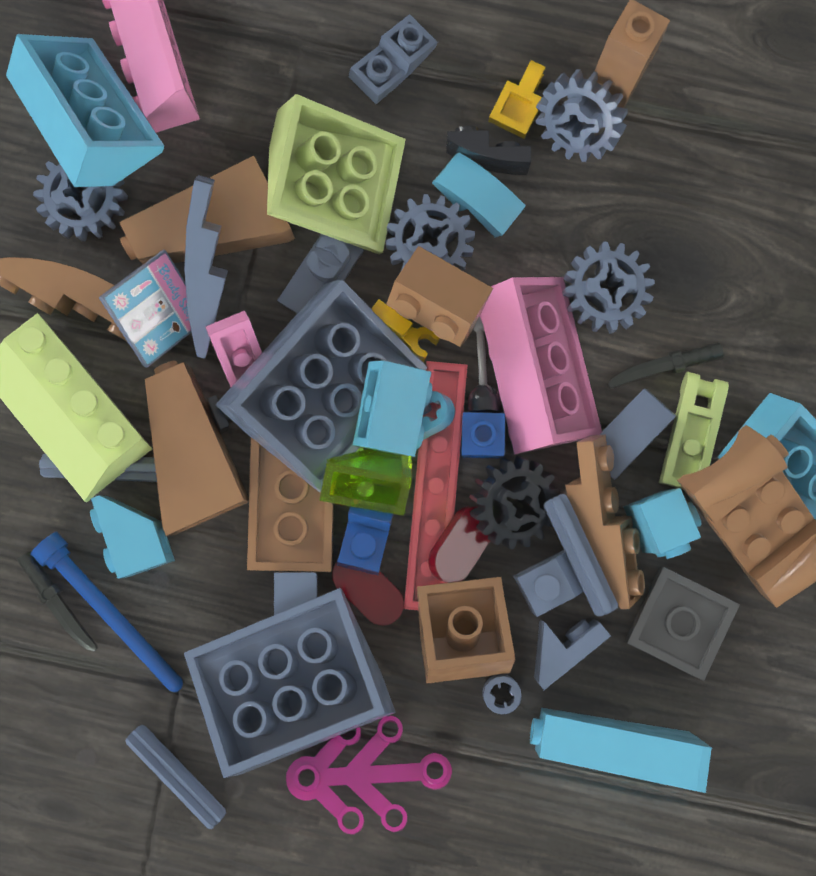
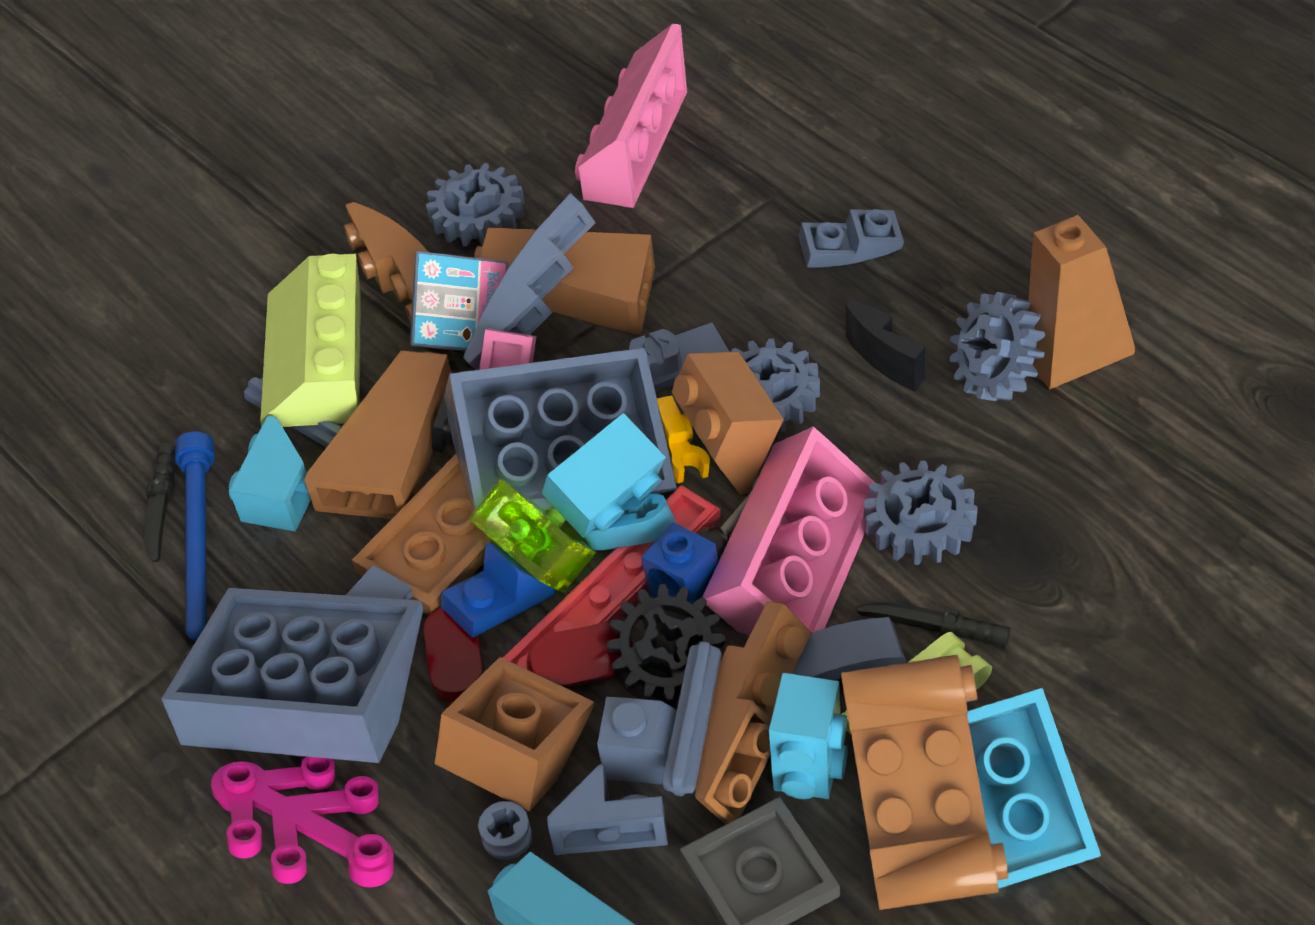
camera: 40 degrees right, 35 degrees down
(81, 108) = (530, 135): medium azure slope -> none
(176, 776) = (120, 711): sand blue axle -> none
(332, 173) = (715, 283): yellowish green slope -> none
(480, 193) = (848, 374): medium azure slope -> none
(517, 103) = (937, 322): yellow plate -> none

